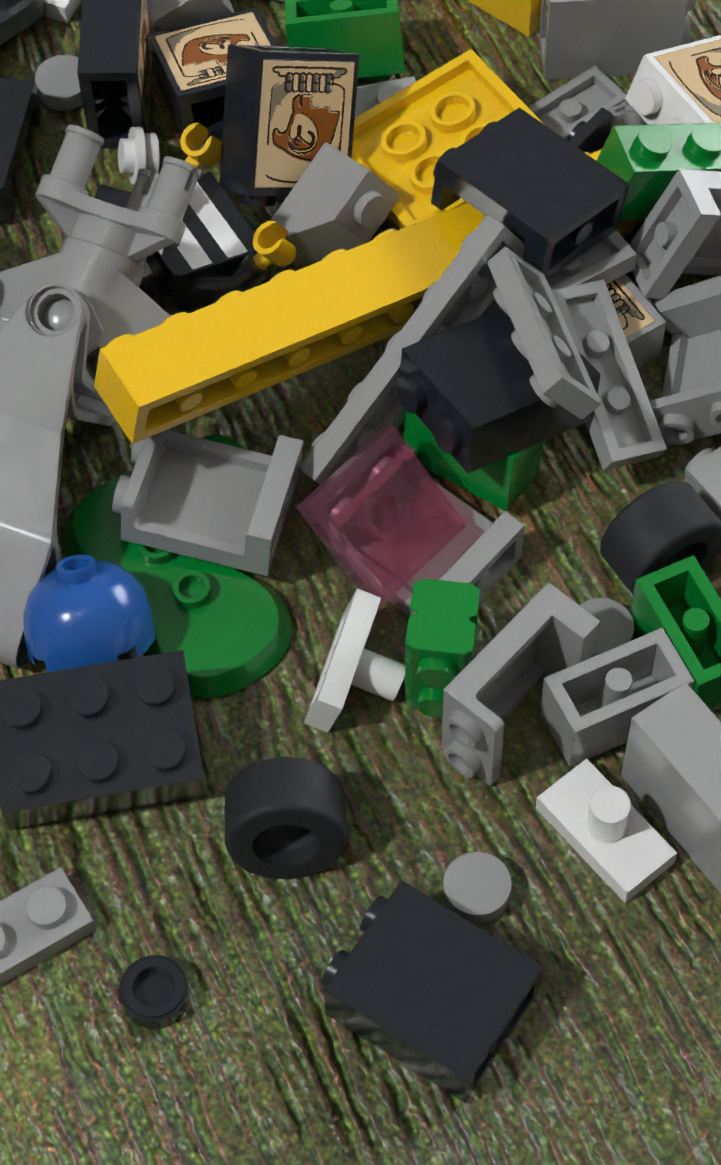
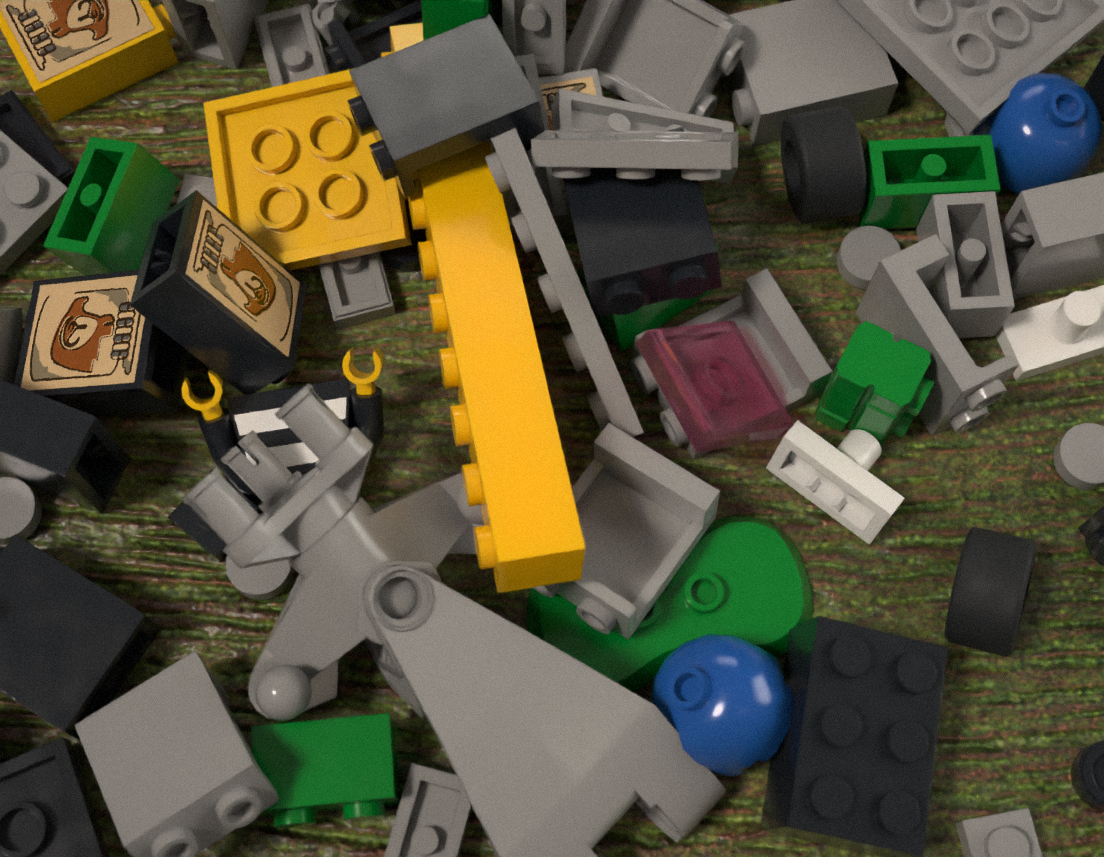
camera: 70 degrees left, 10 degrees up
(138, 152) = (151, 464): white plate -> none
(333, 206) = (334, 297): light grey slope -> none

